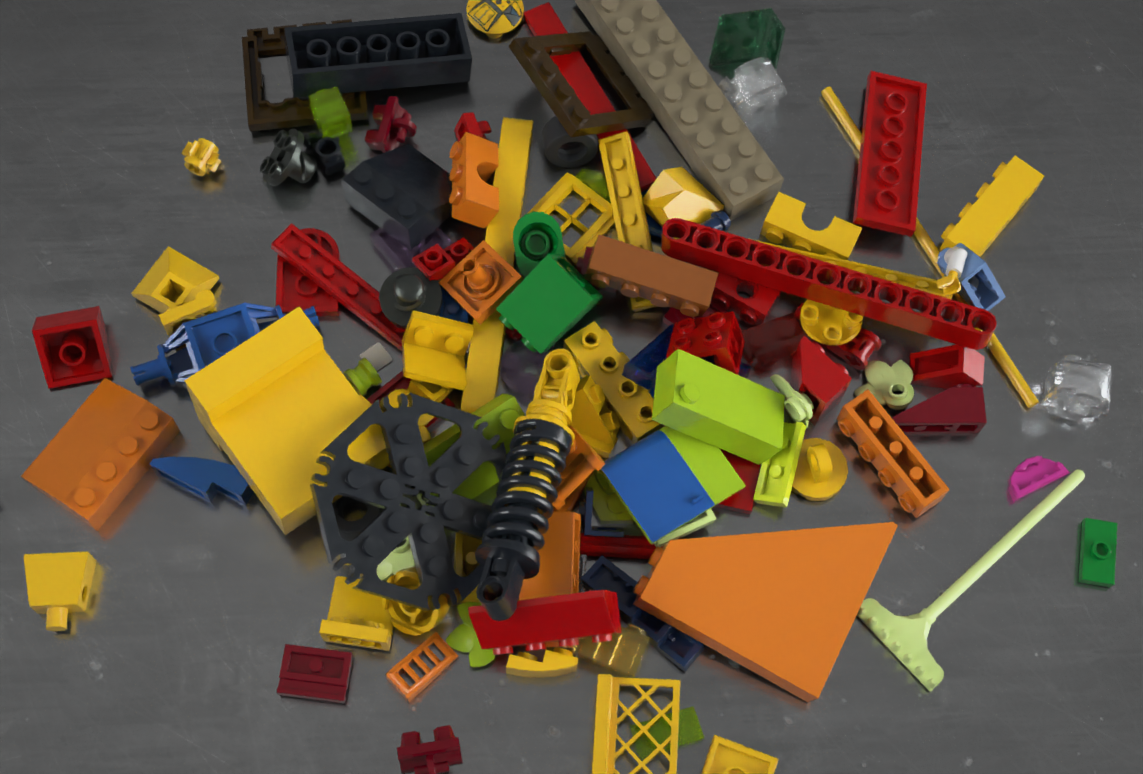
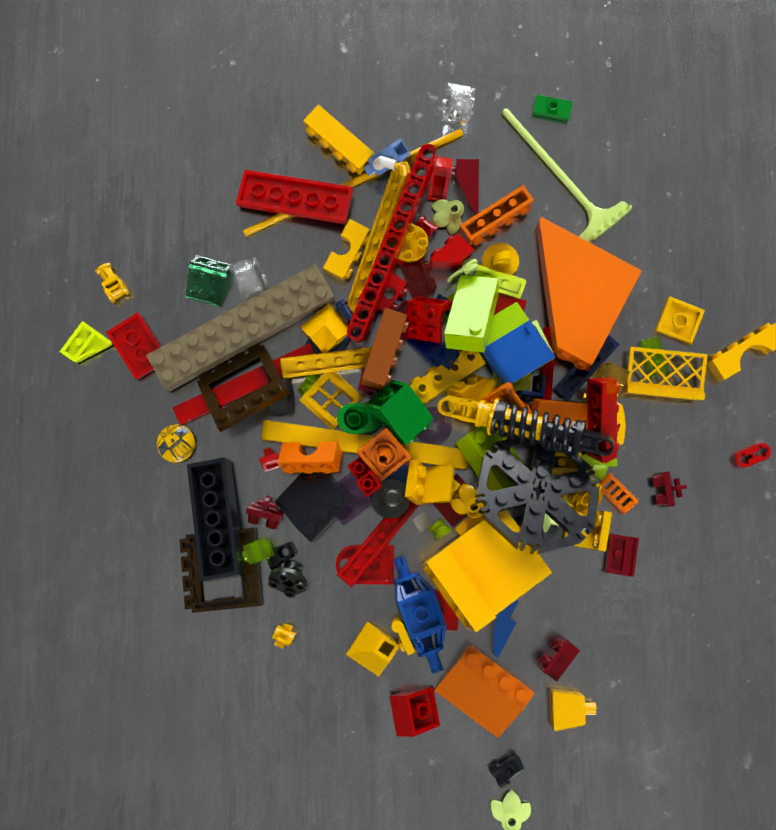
camera: 80 degrees left, 15 degrees up
(143, 567) = (557, 658): none -> dark red bracket
(1034, 475) = (505, 138): dark pink tile -> none

